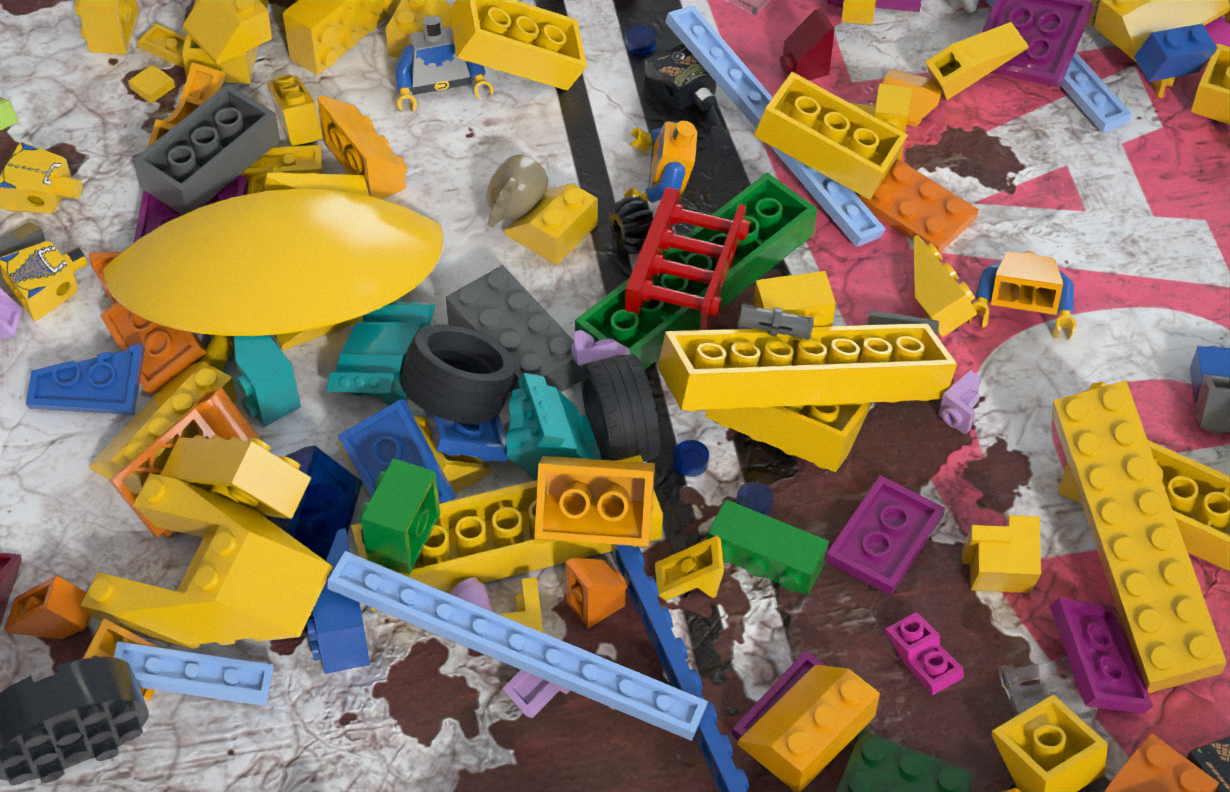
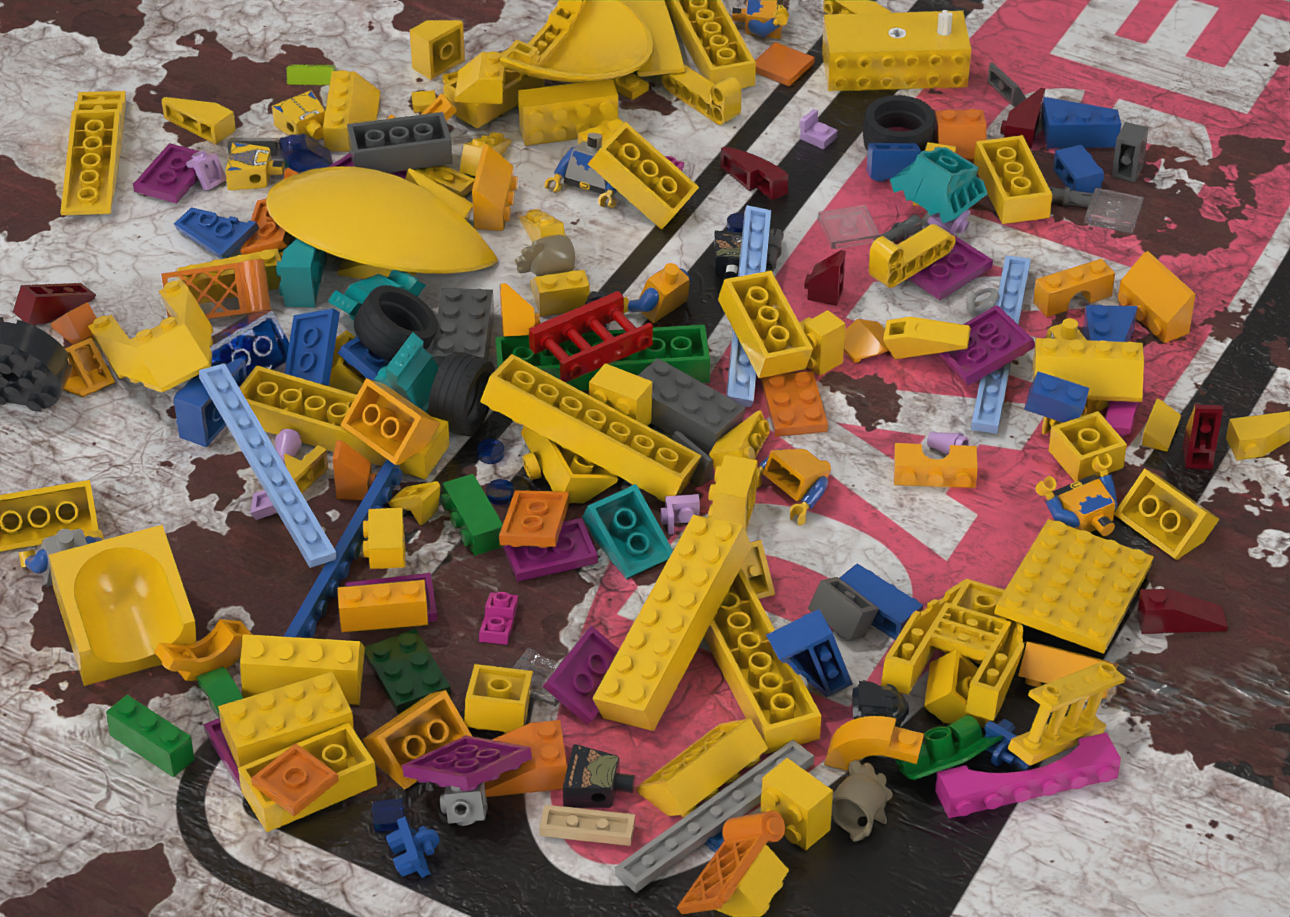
camera: 40 degrees right, 10 degrees down
(84, 226) = (303, 153): none -> clear blue slope
(87, 141) = (348, 102): none -> yellow slope
(197, 673) = (110, 392): light blue plate -> none
(240, 473) = (217, 302): yellow brick -> none
(400, 515) = (274, 366): green brick -> none
(459, 162) = (541, 224): none -> yellow slope
(570, 280) = (516, 313): none -> light orange slope
(586, 351) = (482, 349): lavender bracket -> none
(737, 648) = (385, 538): none -> yellow brick
(759, 448) = (531, 466): none -> yellow tile
(775, 321) = (587, 388): dark grey pin -> none
(848, 509) = (534, 518): none -> orange plate
(859, 272) = (690, 406): none -> dark grey brick
(941, 460) = (627, 532): none -> teal slope
(1004, 556) = (595, 594): yellow plate -> none
(1005, 348) = (734, 491): none -> yellow brick
(1107, 160) = (941, 441): none -> lavender cone
(1144, 183) = (916, 469): none -> light orange arch

